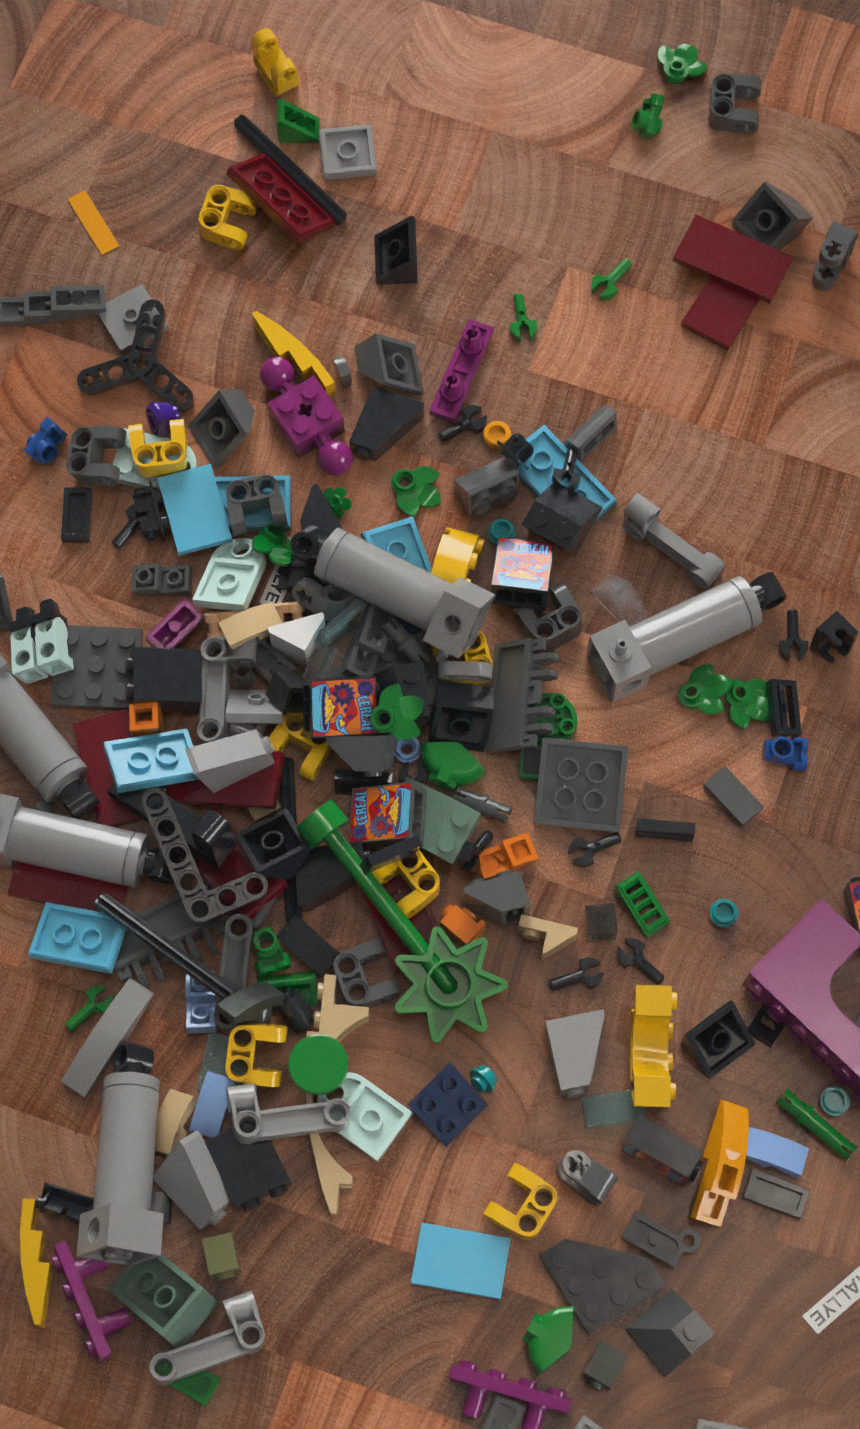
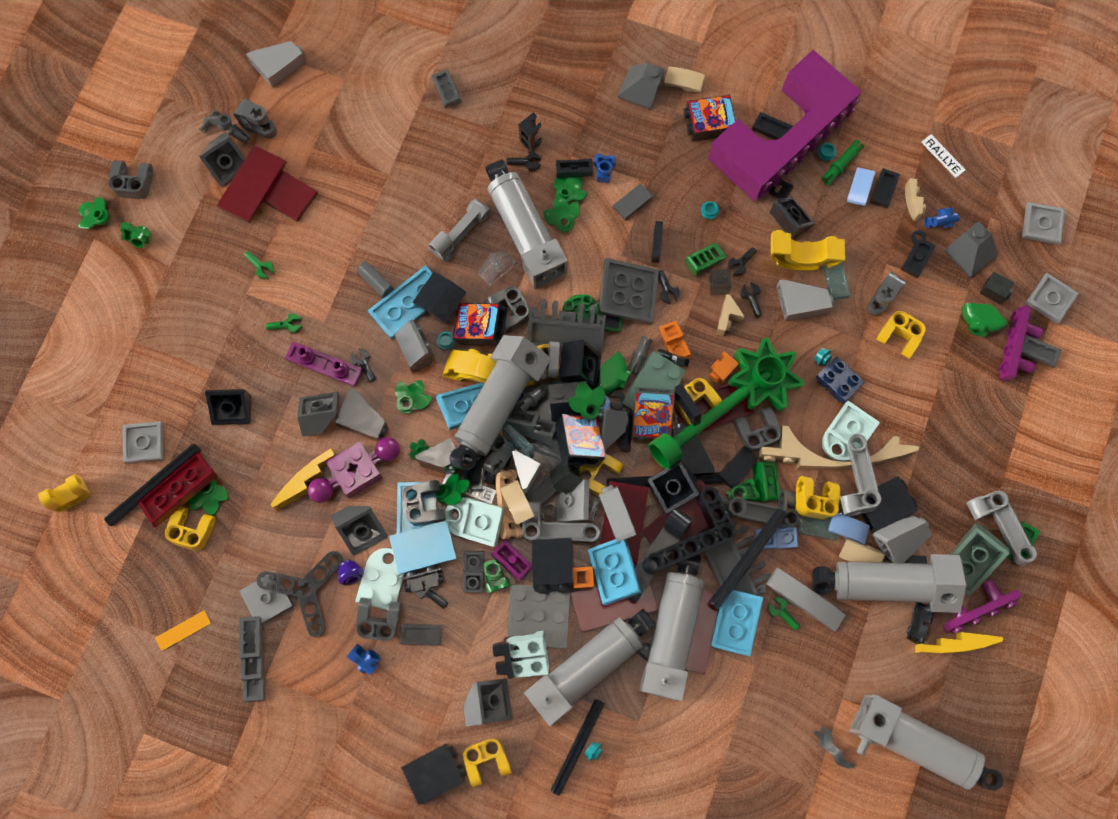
camera: 90 degrees left, 5 degrees up
(148, 607) = (496, 581): none -> green plate
(159, 451) = (380, 572): yellow piece -> none
(221, 1256) = (946, 521): olive brick -> none
(245, 1003) = (786, 499): pearl dark grey slope -> none
(270, 239) = (209, 499): none -> green plate
(295, 1011) = (783, 475): black brick -> none
(296, 124) = (115, 480): green slope -> none
(318, 1064) = (825, 455): green tile -> none
(342, 371) = (319, 445): dark grey tile -> none
(460, 1261) = (937, 373): medium azure tile -> none
(496, 431) = (372, 342): light orange tile -> none
(499, 898) = (707, 339): dark grey slope -> none
(517, 450) = (392, 323): black hinge -> none
(567, 472) = (413, 288): black bar -> none
(600, 1280) = (943, 291): black plate -> none
(663, 1151) = (868, 247): black brick -> none
(723, 1288) = (945, 218): none -> blue plate
(725, 1164) = (867, 211): light orange slope -> none
(745, 1239) = (914, 202): none -> tan slope
(824, 215) = (224, 123): none -> dark grey pin

